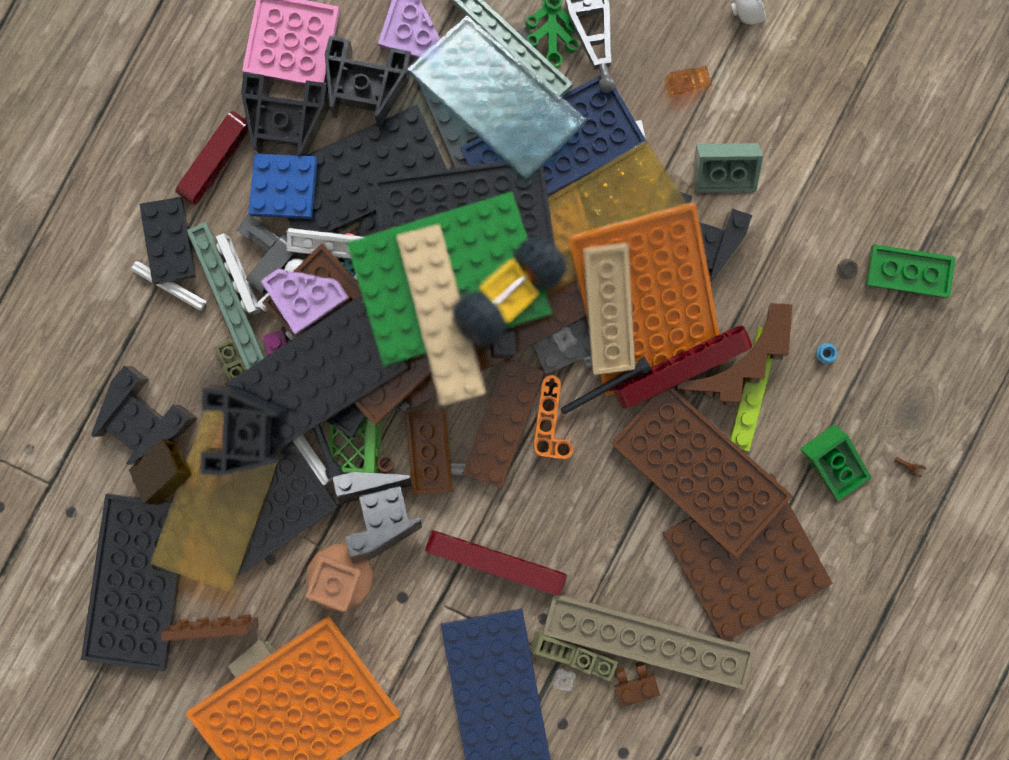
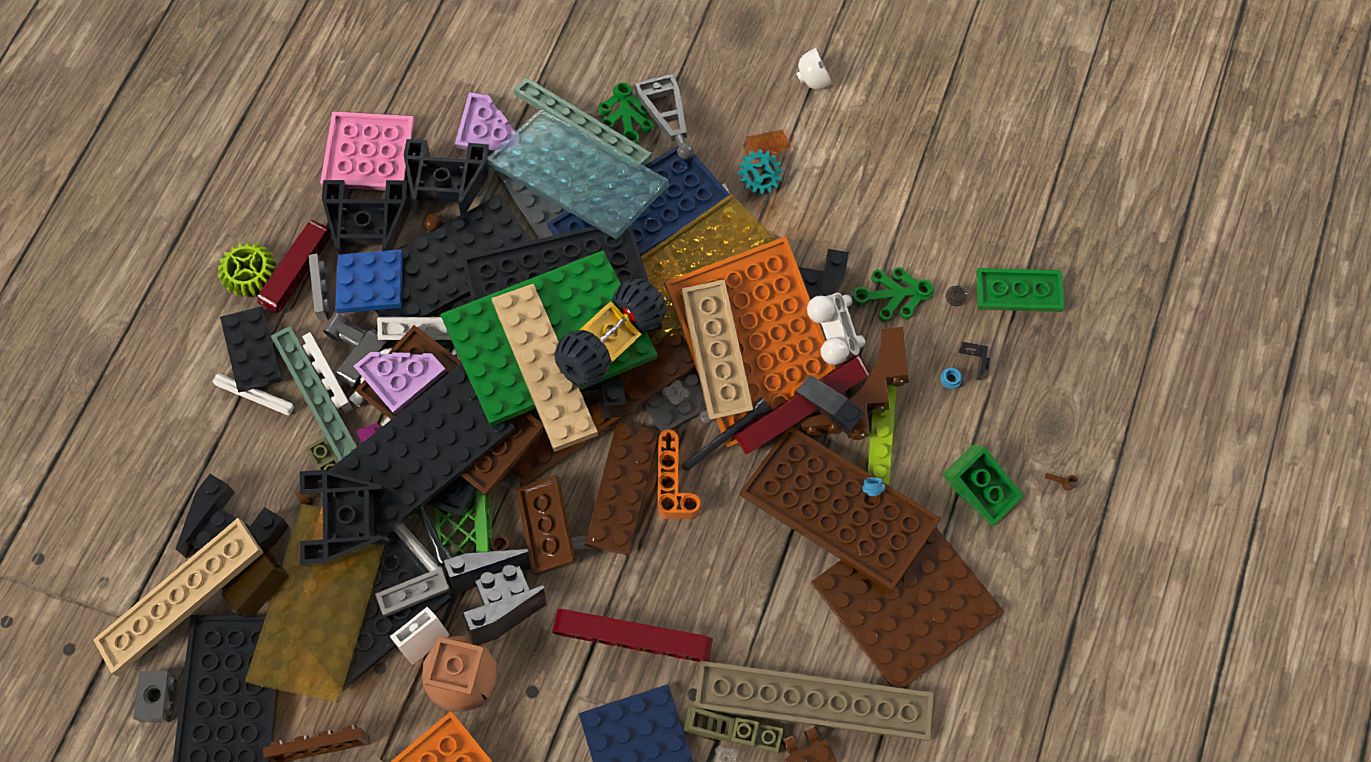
camera: 10 degrees left, 20 degrees down
(63, 571) = (148, 684): none -> dark grey brick
(93, 479) = (177, 597): none -> tan plate
(154, 166) = (249, 258): none -> lime gear
(235, 183) = (319, 287): none -> light grey plate
(302, 501) = (412, 592): none -> light grey plate
(306, 540) = (419, 635): none -> white brick
(349, 128) = (432, 222): none -> reddish brown hinge
(681, 105) = (768, 174): none -> teal gear
(709, 376) = (830, 403): none -> black slope
(727, 167) = (817, 216): sand green slope -> none
(727, 287) = (837, 326): none -> white piece
(736, 459) = (873, 486): none -> dark azure plate
(791, 258) = (895, 292): none -> green plant
(861, 338) = (981, 352): none -> black bracket

